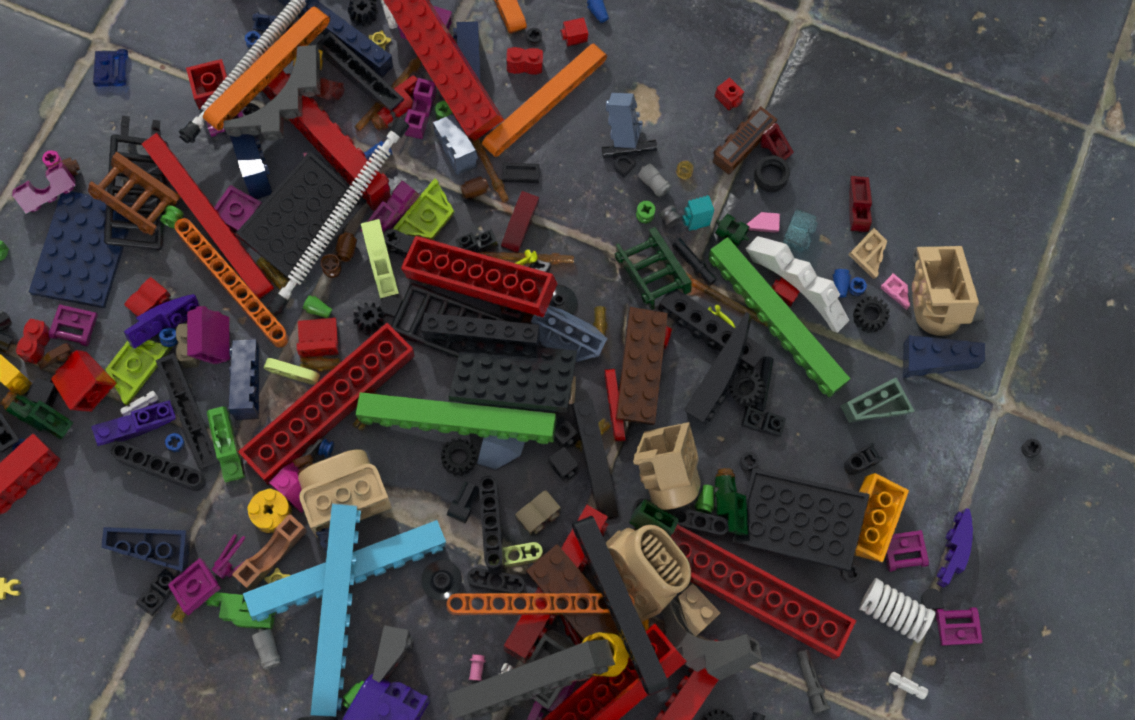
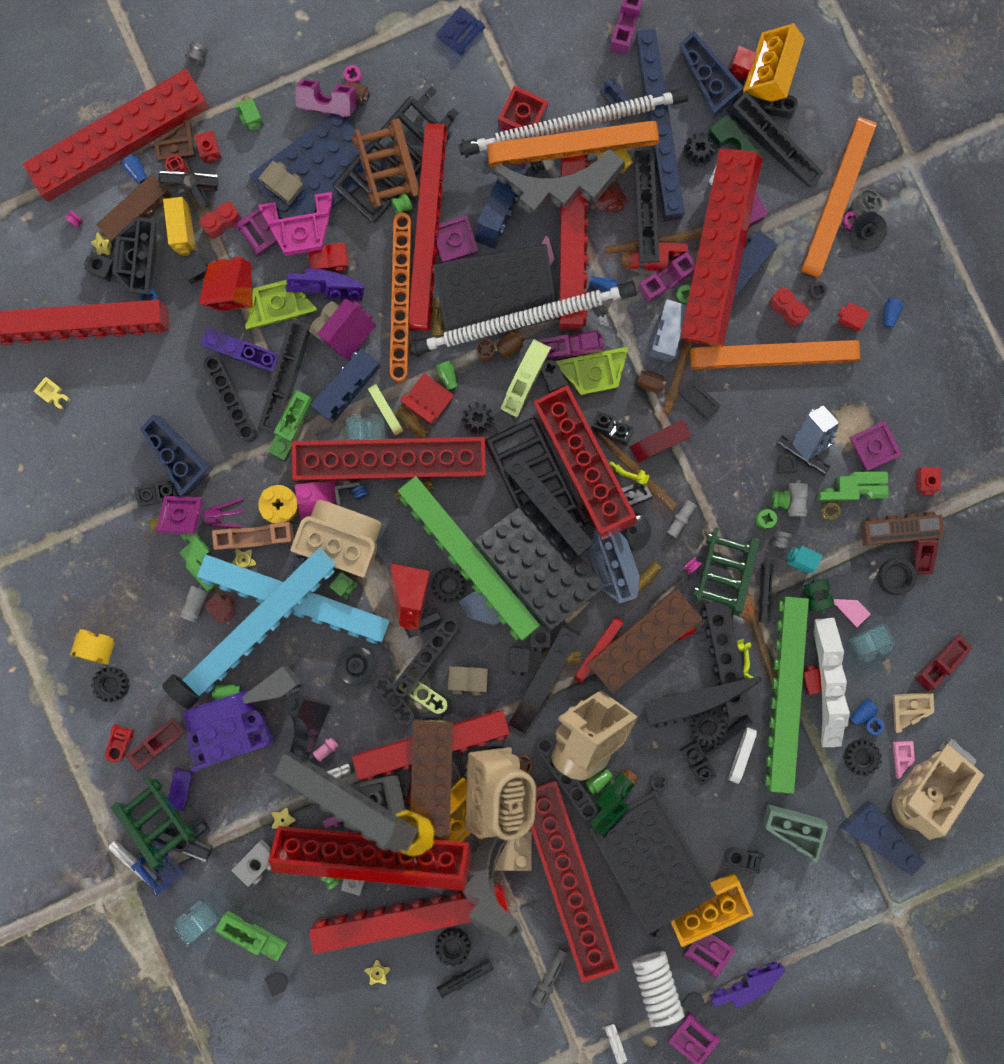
camera: 55 degrees right, 15 degrees up
(37, 415) = (176, 282): dark green plate -> none
(58, 354) = (229, 249): reddish brown wing -> none
(61, 273) = (281, 182): none -> dark tan brick
(107, 297) = (301, 232): none -> dark pink wing
(140, 403) = (256, 337): white axle -> none
(171, 340) = (321, 299): blue bush -> none
(180, 445) = (259, 395): blue bush -> none
(248, 38) = (591, 94): blue bush -> none
(282, 399) = (365, 428): none -> clear light blue brick
(292, 632) = (221, 608): none -> clear red brick
(303, 462) = (330, 493): reddish brown wheel -> none
(376, 527) = (343, 585): none -> bright green brick
(380, 36) = (695, 186): light yellow plate -> none
(433, 486) = (409, 594): none -> red slope
(440, 652) = (308, 718): none -> black arch
(530, 607) = (402, 766): orange beam -> none
(586, 262) = (681, 518): none -> light grey pin
(620, 606) = (451, 811): black beam -> none
(624, 287) = (692, 565): none -> dark pink bush
(642, 190) = (780, 499): none -> bright green wheel
(652, 515) = (540, 766): dark green brick -> none
(672, 102) = (875, 446): none -> magenta plate
(684, 139) = (848, 489): none -> bright green plate
(789, 387) = (742, 755): none -> white beam
(1033, 442) = (882, 974): black bush -> none

